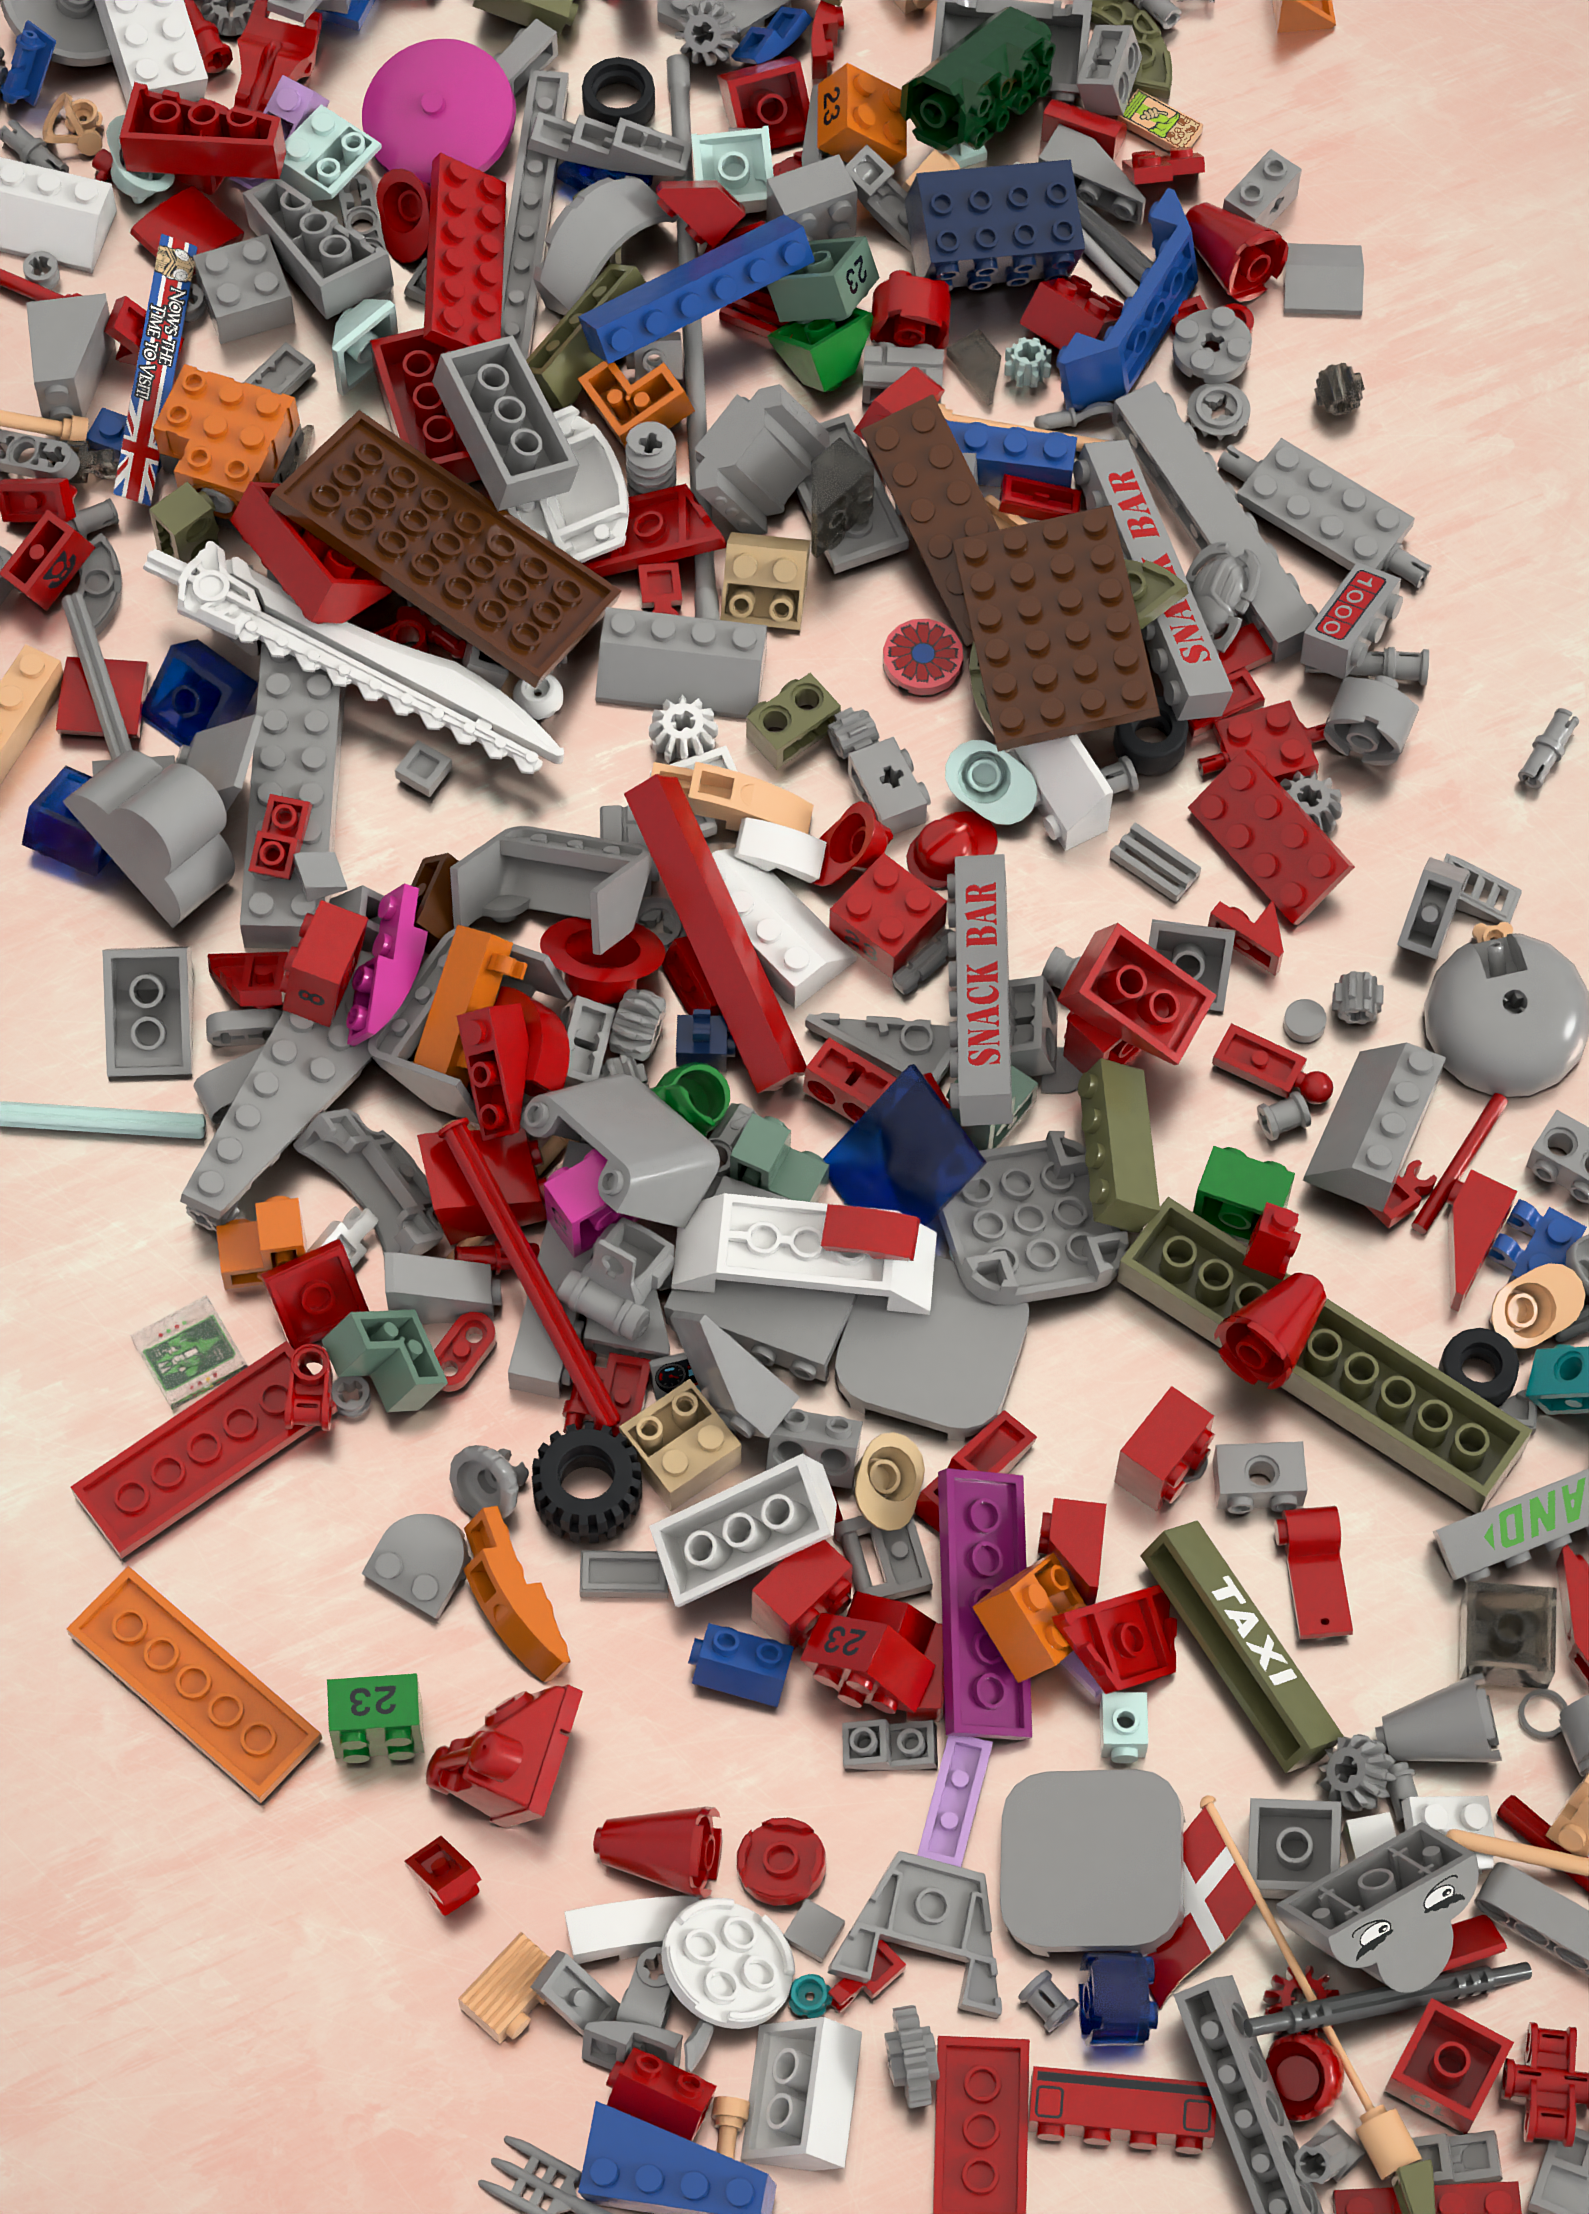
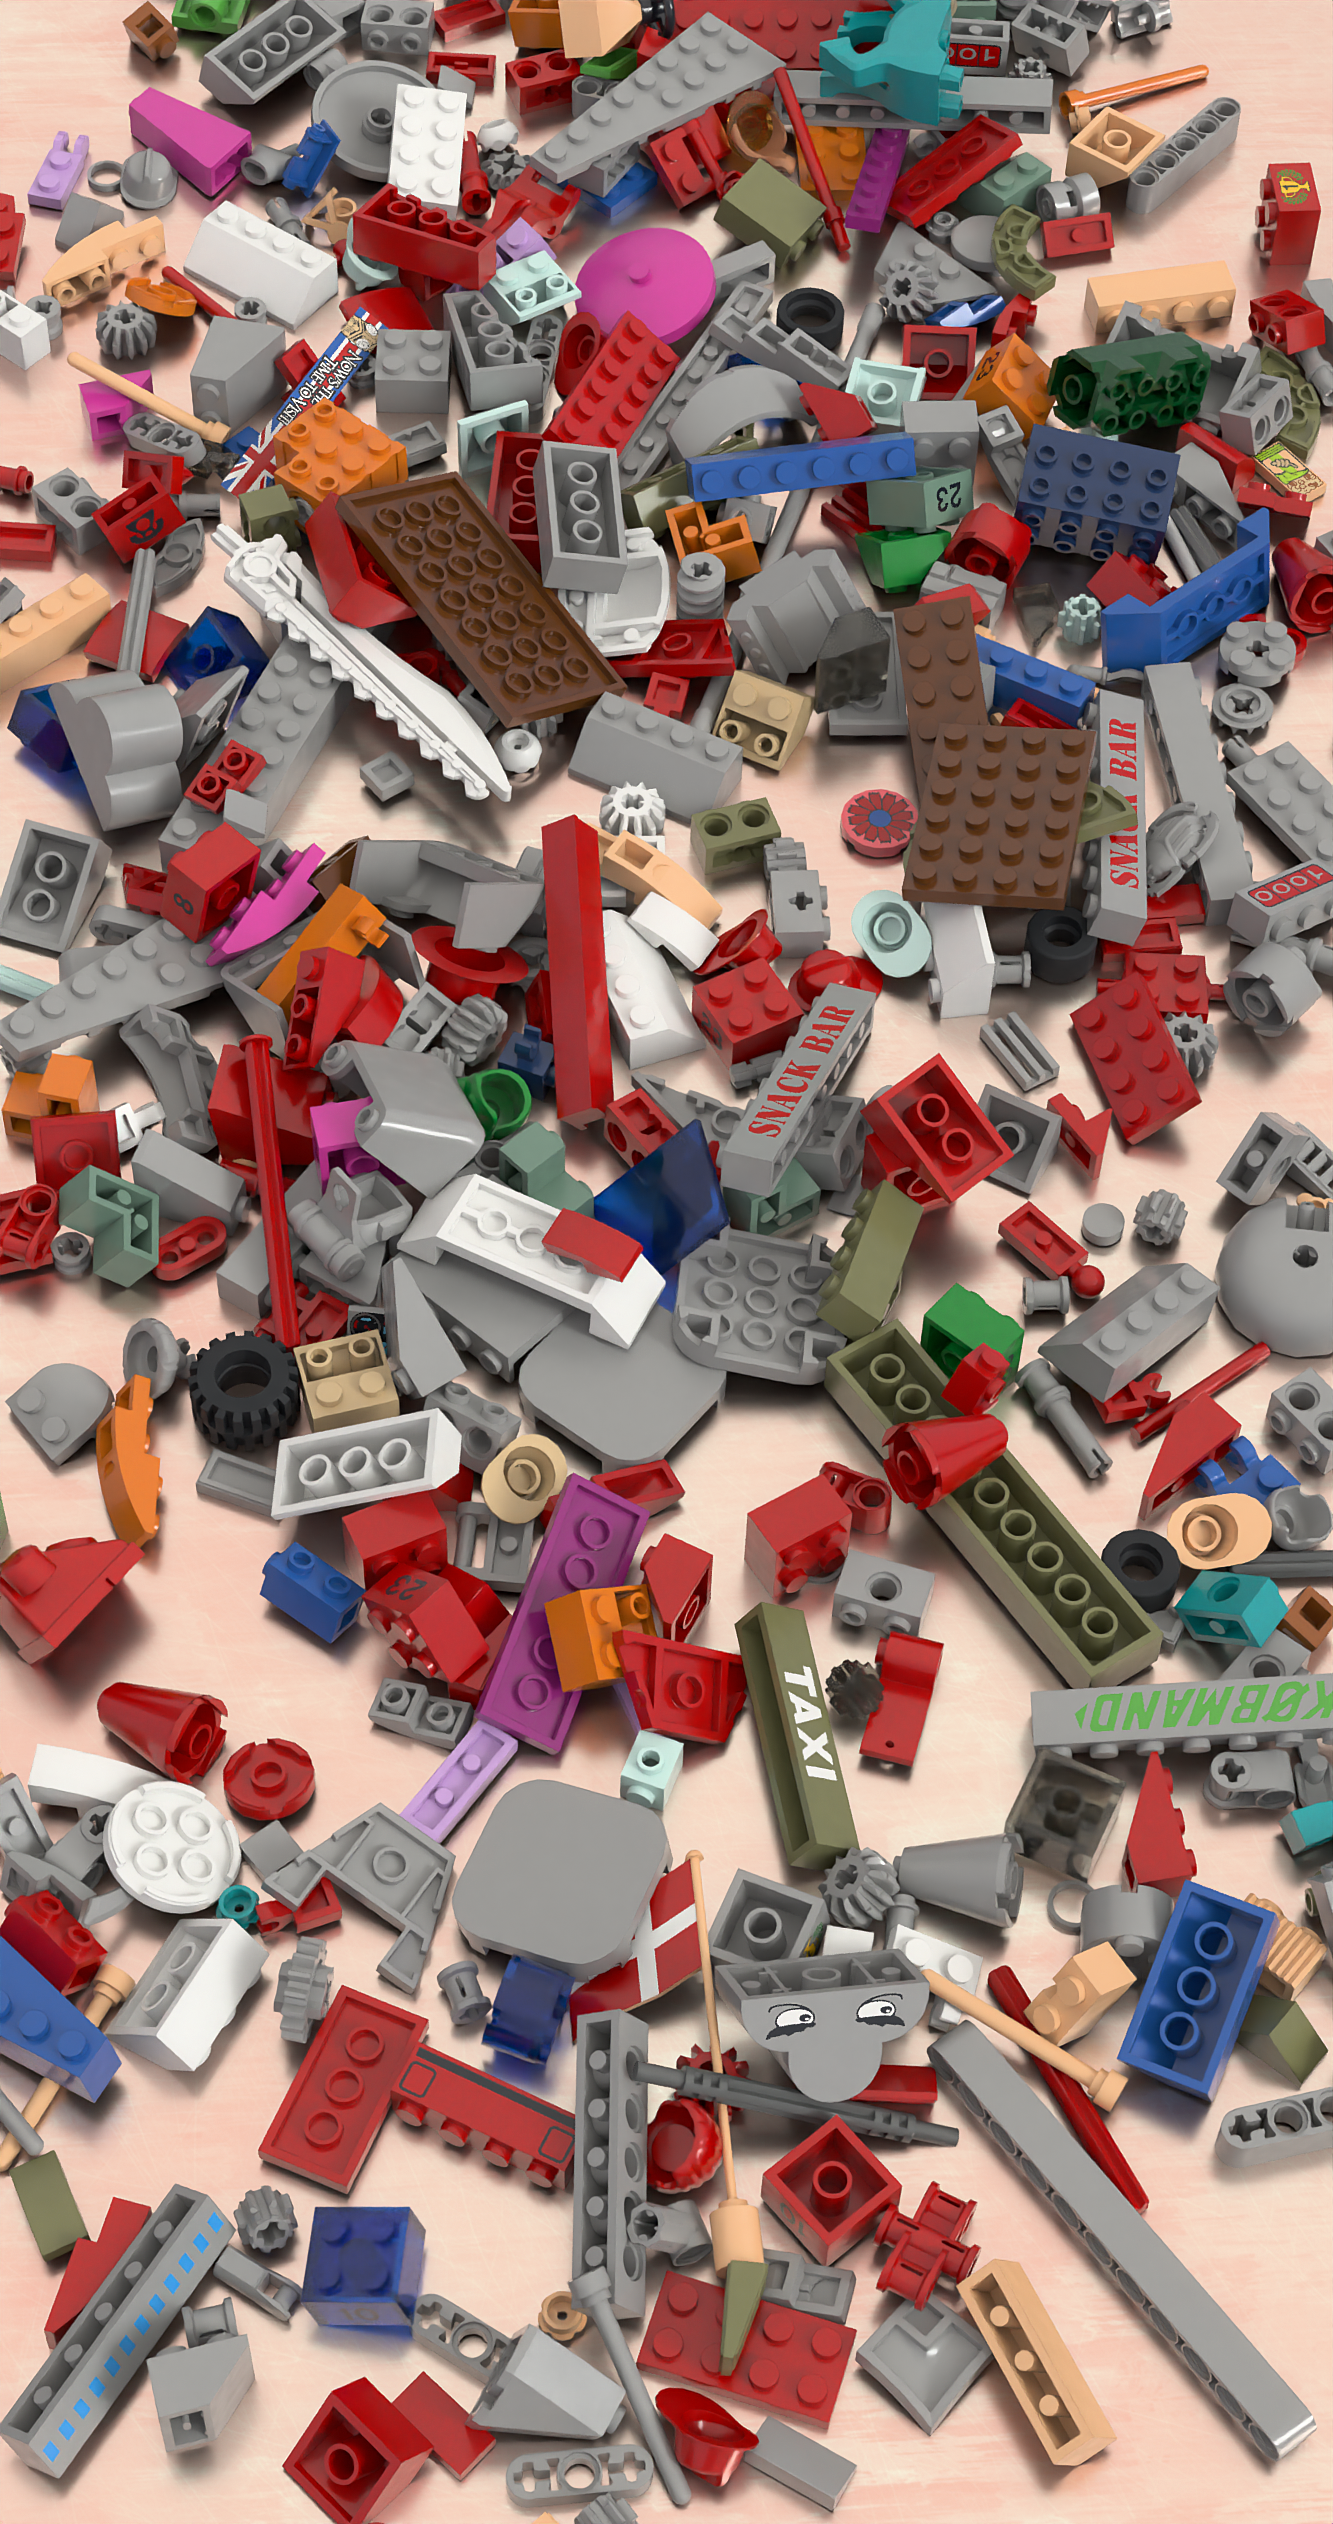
camera: 20 degrees right, 10 degrees down
(1190, 1380) = (857, 1492): none -> red piece
(1273, 1580) = (854, 1689): none -> clear smoke gear
(1334, 1224) = (1054, 1402): none -> light grey pin

